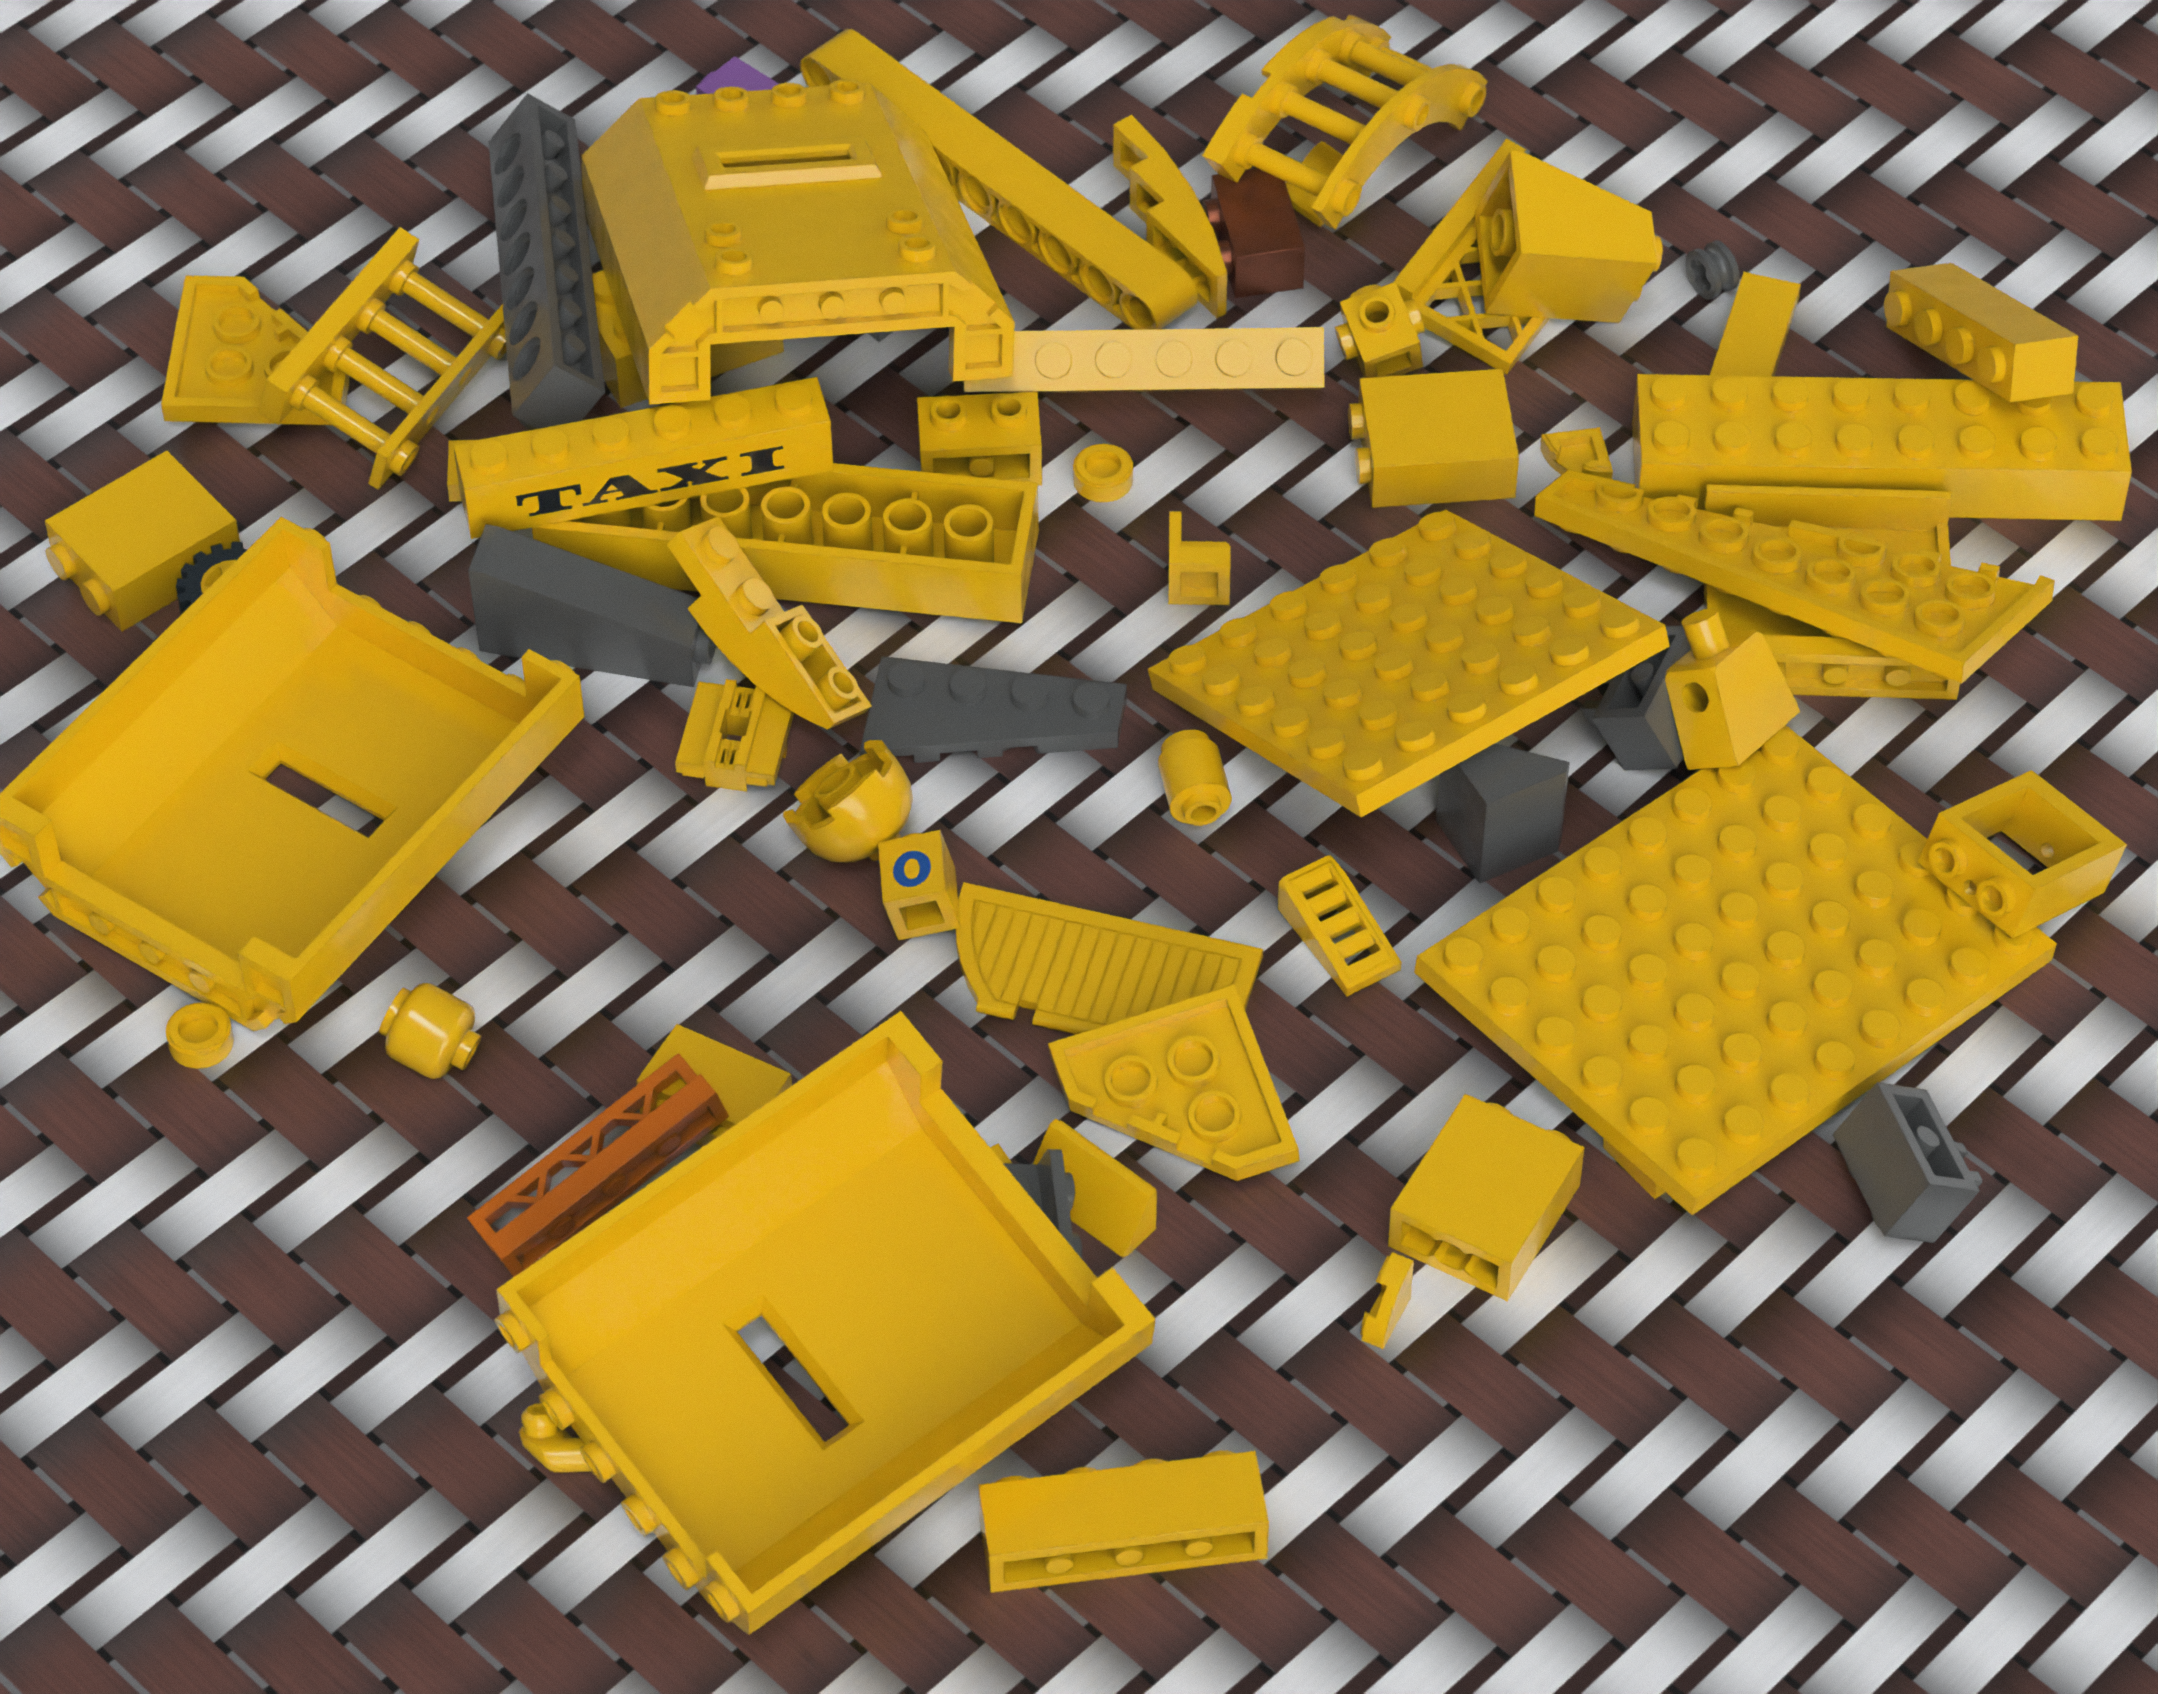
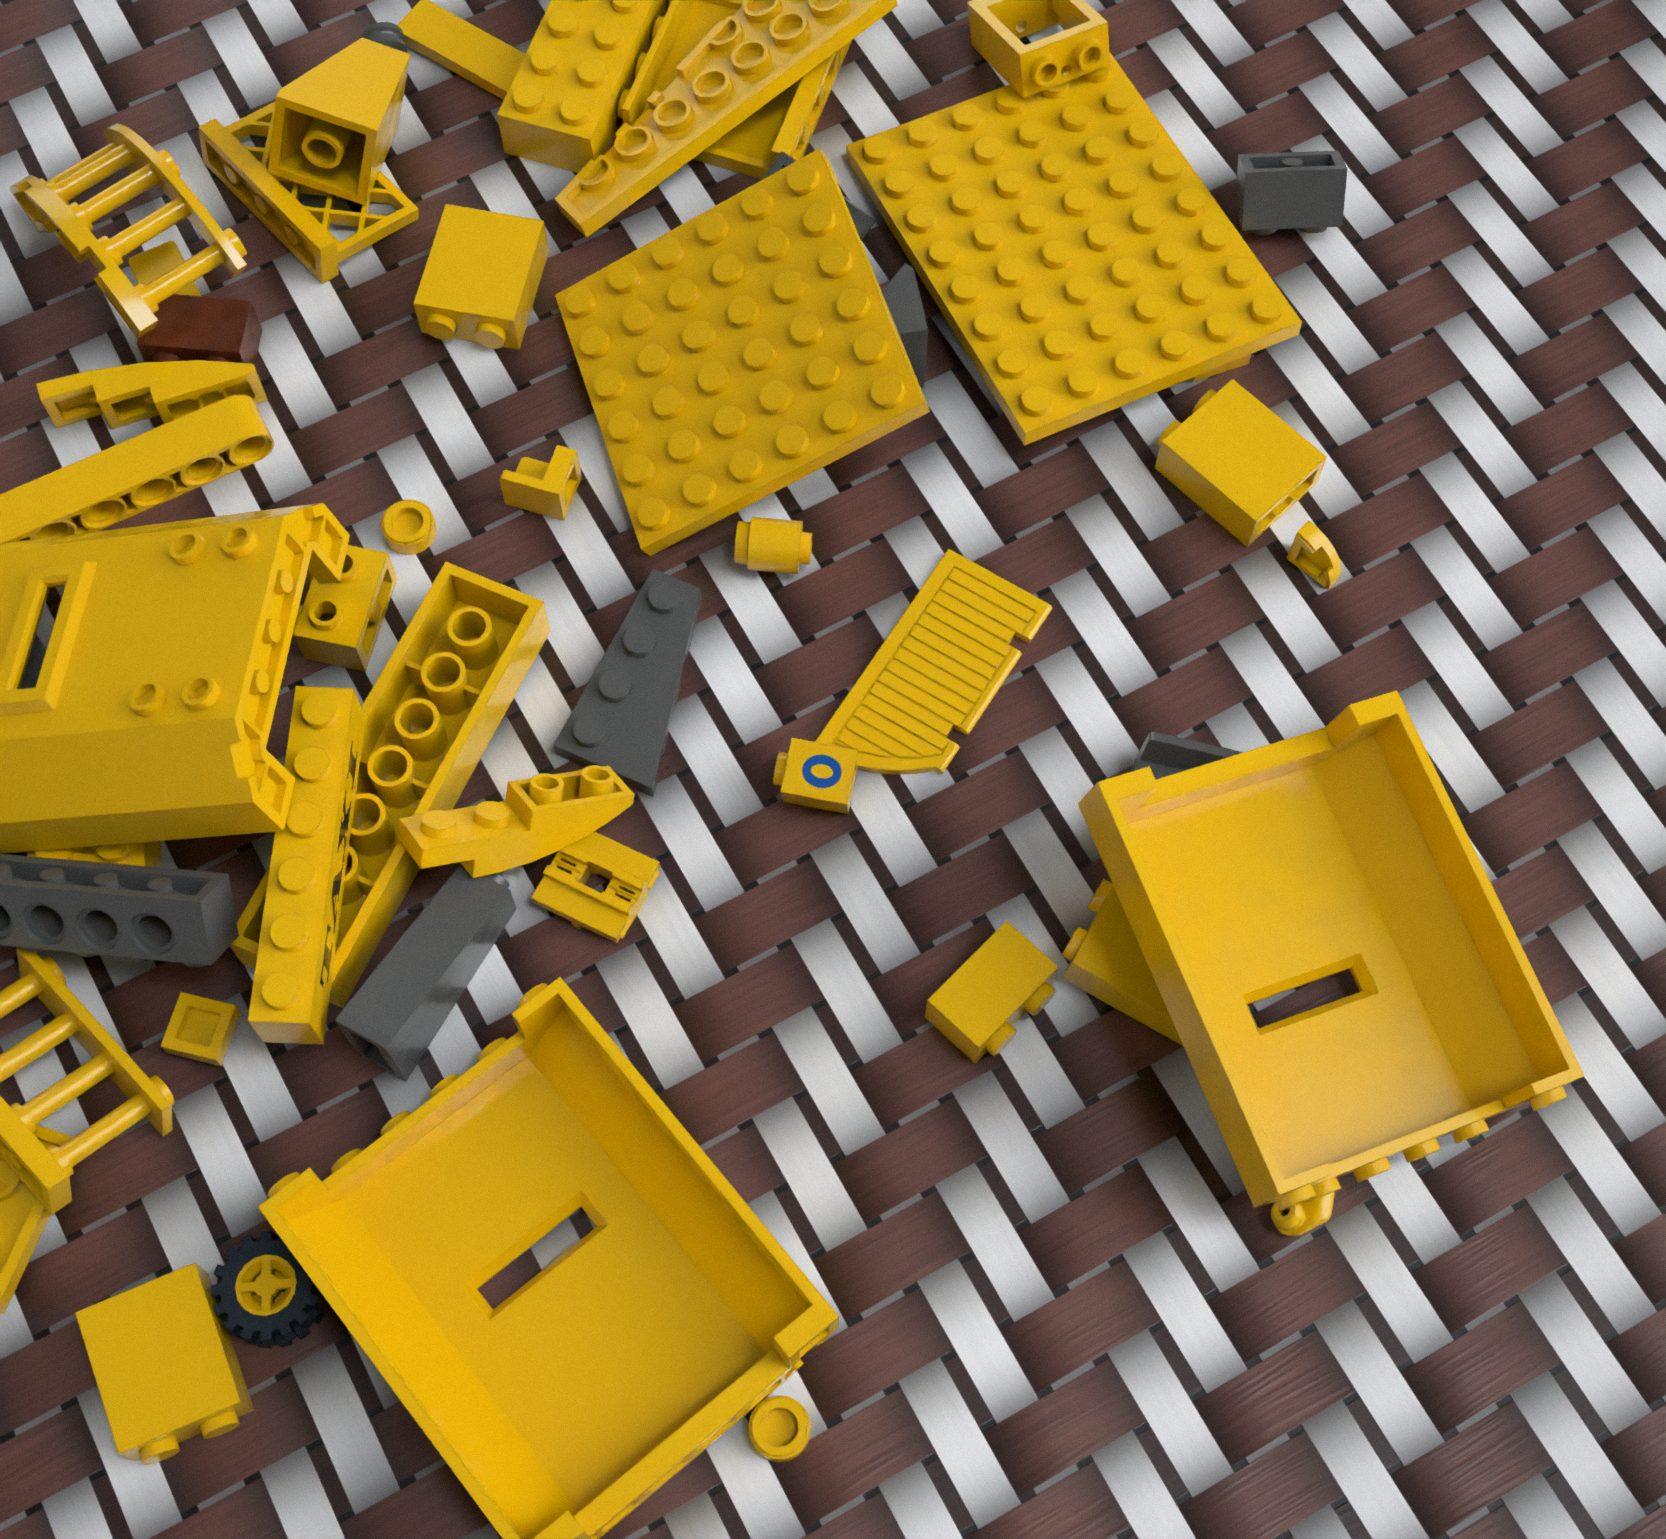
camera: 75 degrees left, 15 degrees up
(430, 1030) = (852, 1215): yellow head -> none
(605, 1173) = (1077, 1096): orange fence -> none
(852, 805) = (724, 803): yellow cylinder -> none
(1108, 1196) = (1178, 713): yellow slope -> none
(1123, 1520) = (1484, 771): yellow brick -> none
(1162, 361) = (335, 412): yellow brick -> none
(1182, 1083) = (1076, 636): yellow plate -> none
(1319, 890) = (935, 509): yellow slope -> none
(1381, 331) = (360, 278): yellow brick -> none
(1577, 451) = (530, 192): yellow tile -> none
(1726, 693) = (841, 144): yellow torso -> none

